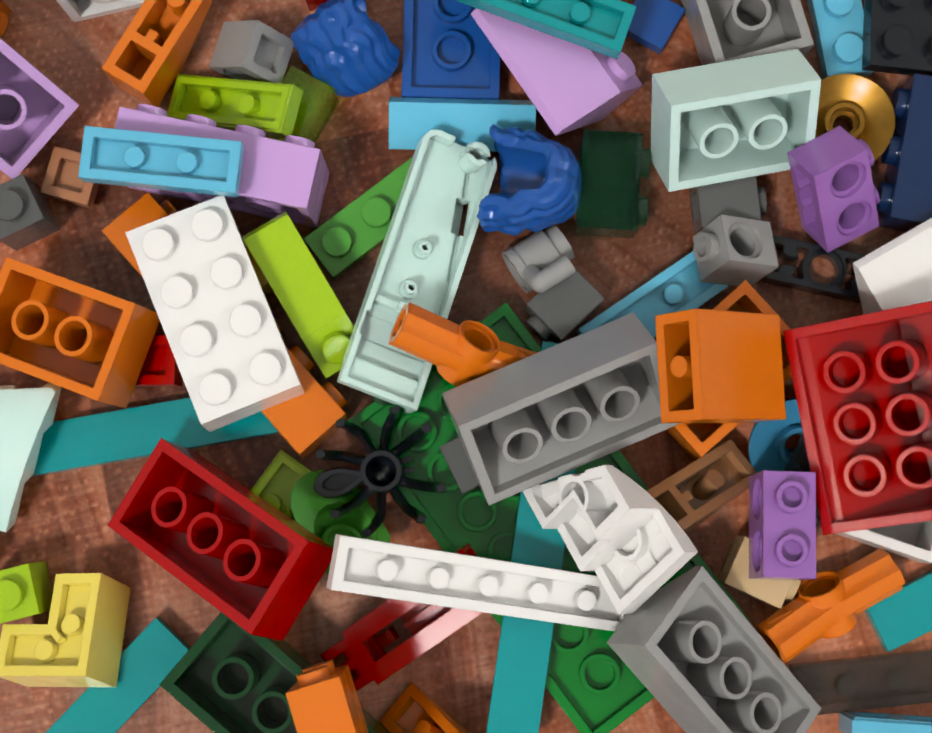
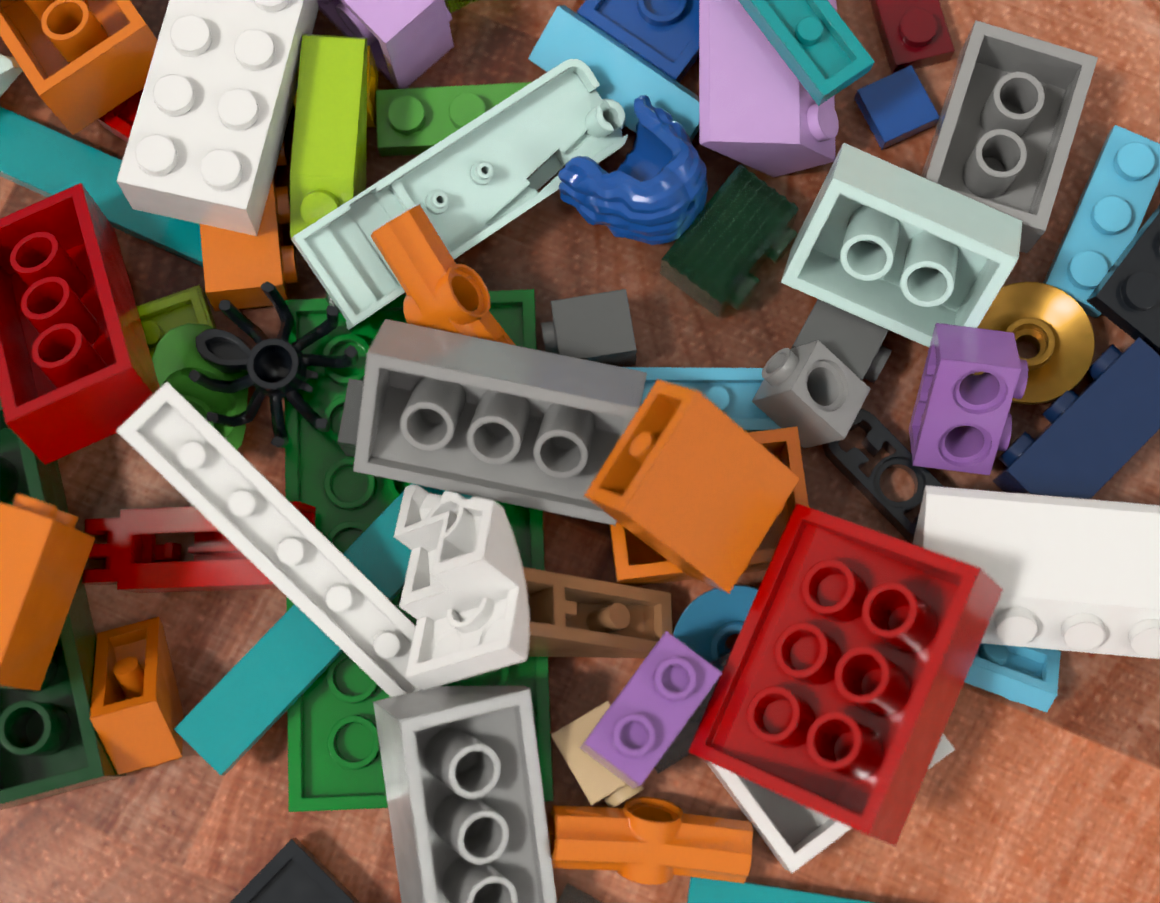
camera: 40 degrees right, 5 degrees down
(540, 260) = (601, 268): light grey piece -> none

